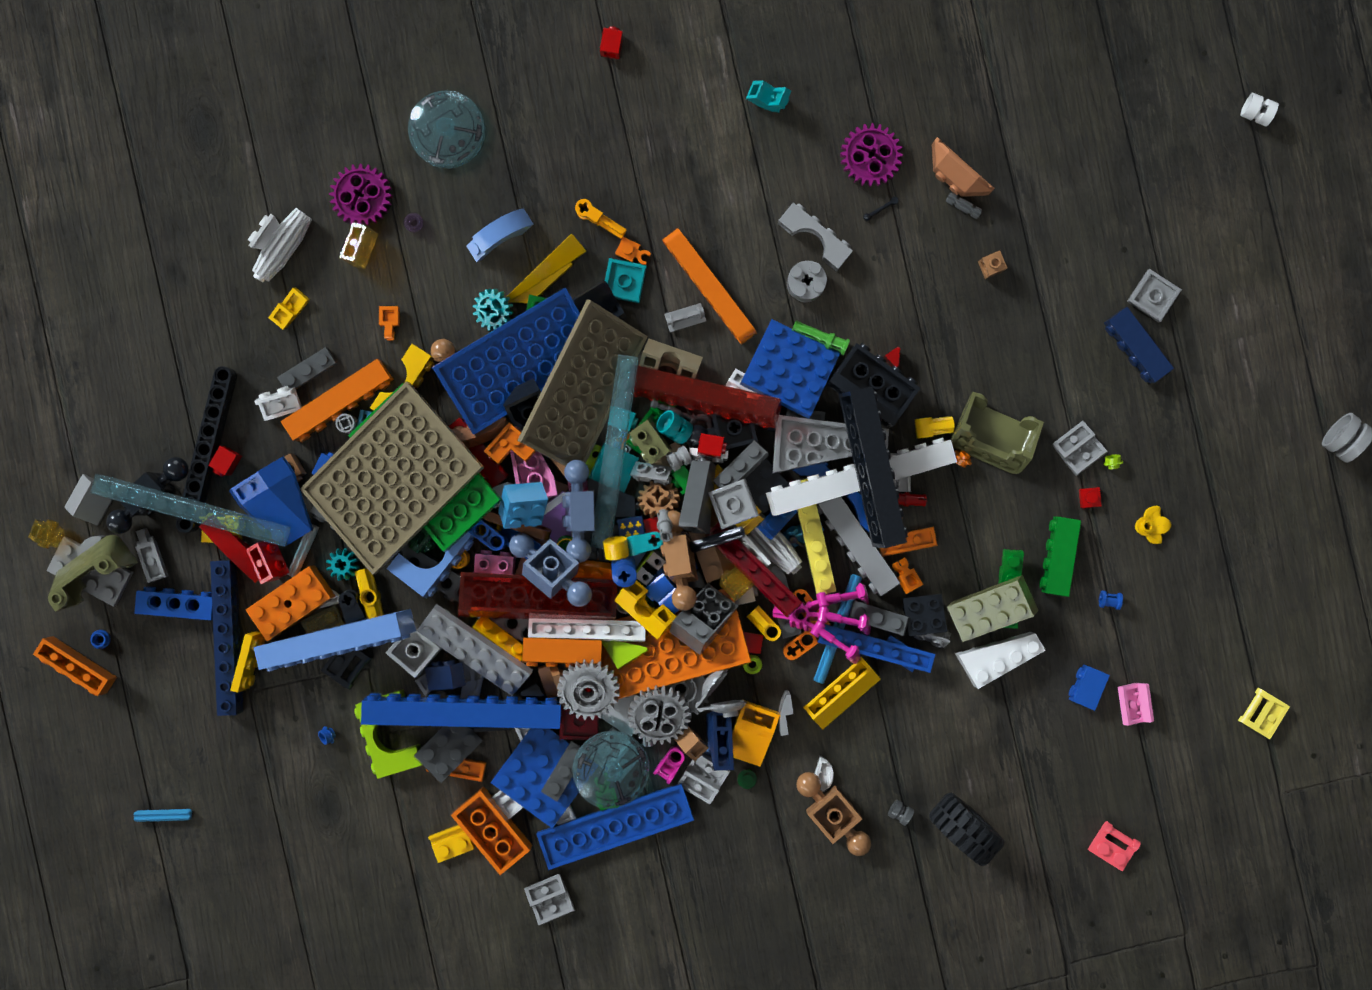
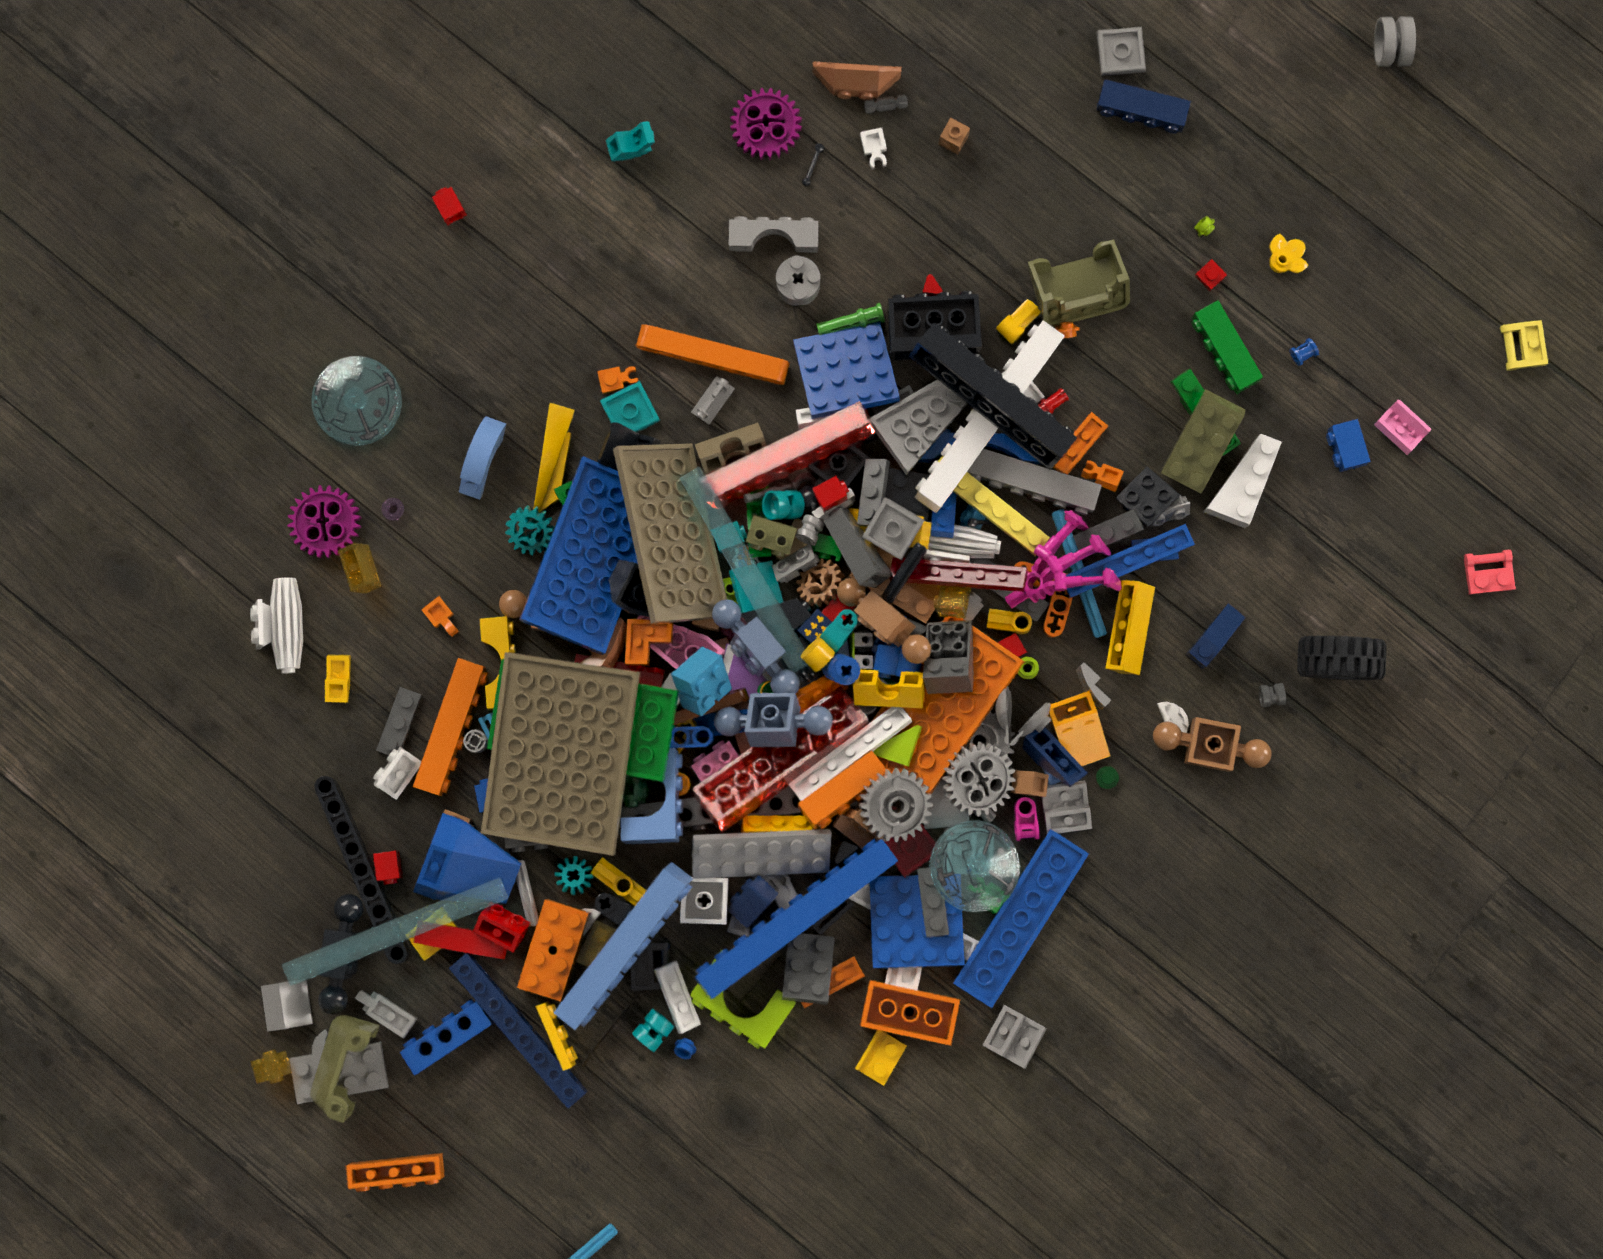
camera: 35 degrees left, 5 degrees down
(95, 639) = (392, 1132): blue plate -> none
(319, 707) = (657, 1023): none -> teal wheel
(347, 698) = (677, 997): none -> white tile
(598, 218) = (560, 372): light orange connector -> none
(664, 525) = (846, 598): light grey pin -> none
(894, 743) = (1215, 636): none -> dark blue slope
(933, 227) = (873, 145): none -> white plate
(1079, 448) = (1165, 238): light grey slope -> none

